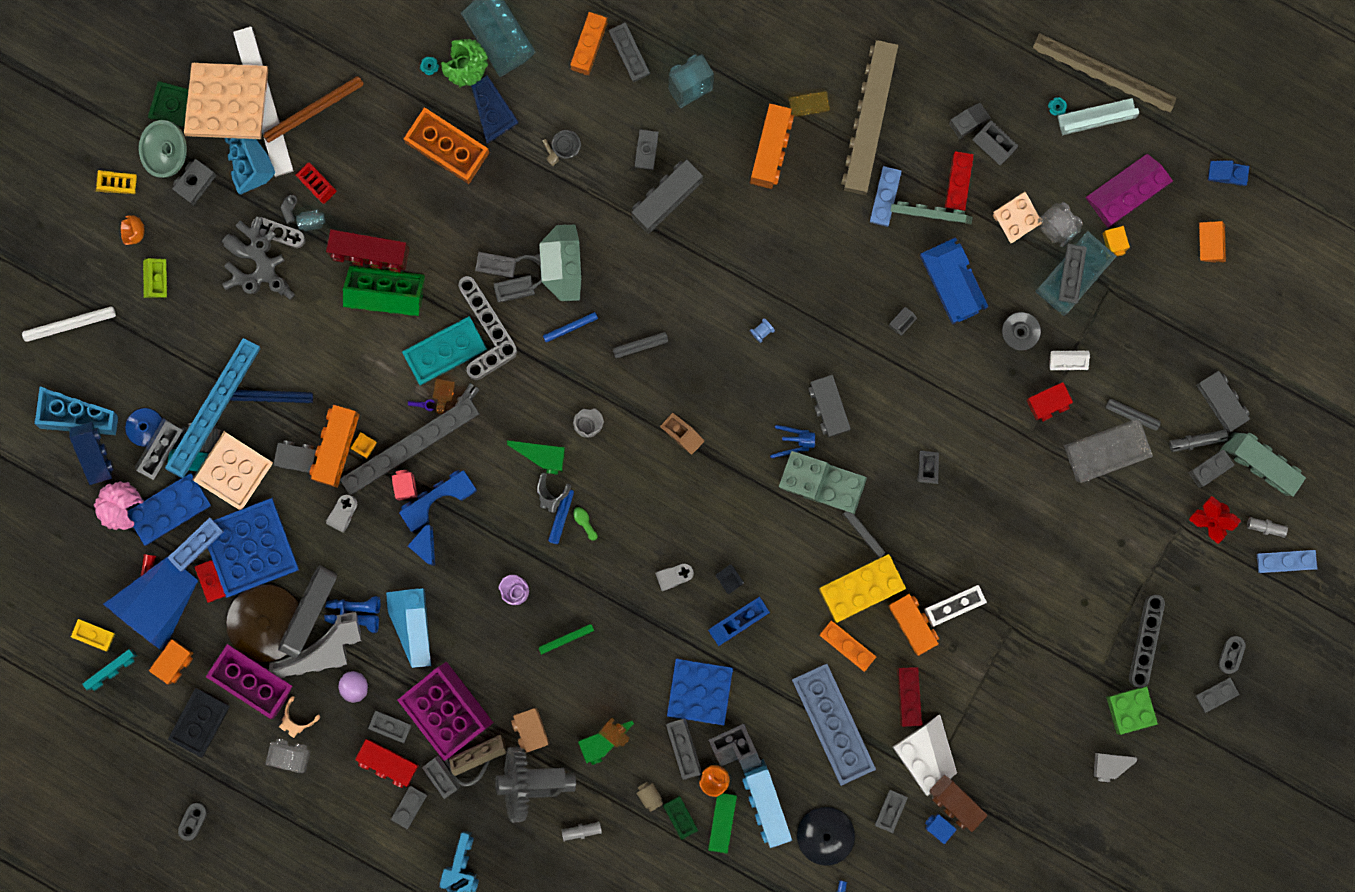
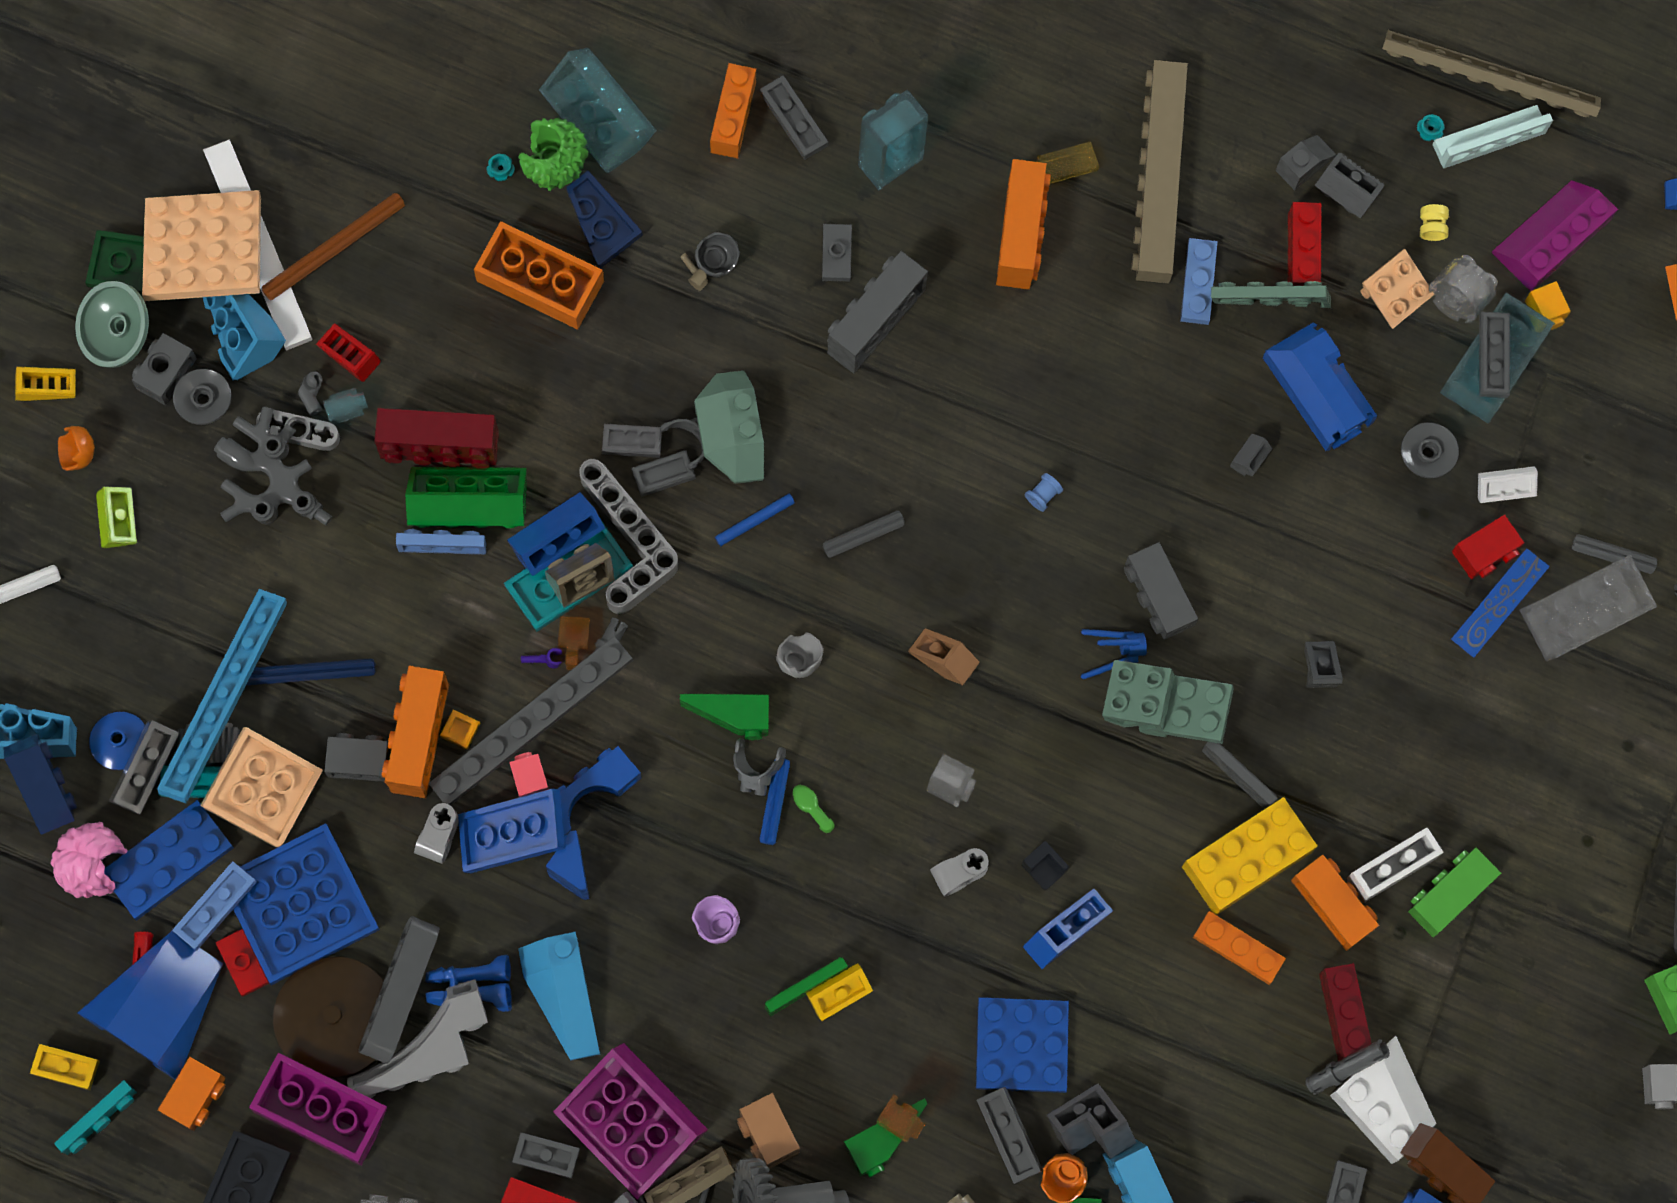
camera: 10 degrees left, 10 degrees down
(210, 197) = (199, 384): none -> dark grey dish
(289, 725) = (392, 1174): light nougat helmet -> none
(353, 686) = (481, 1100): lavender hair -> none
(364, 319) = (441, 542): none -> medium blue plate
(388, 519) = (511, 831): none -> blue plate
(439, 323) = (556, 534): none -> blue brick
(450, 353) = (580, 574): none -> dark tan slope
(587, 645) = (839, 992): none -> yellow plate
(676, 518) = (952, 781): none -> clear brick
(833, 724) = (1236, 1070): sand blue plate -> none
(896, 734) = (1337, 1072): none -> dark grey pin
(990, 626) = (1453, 891): none -> bright green brick
(1049, 174) = (1434, 222): none -> light yellow wheel
(1051, 439) = (1500, 602): none -> blue slope

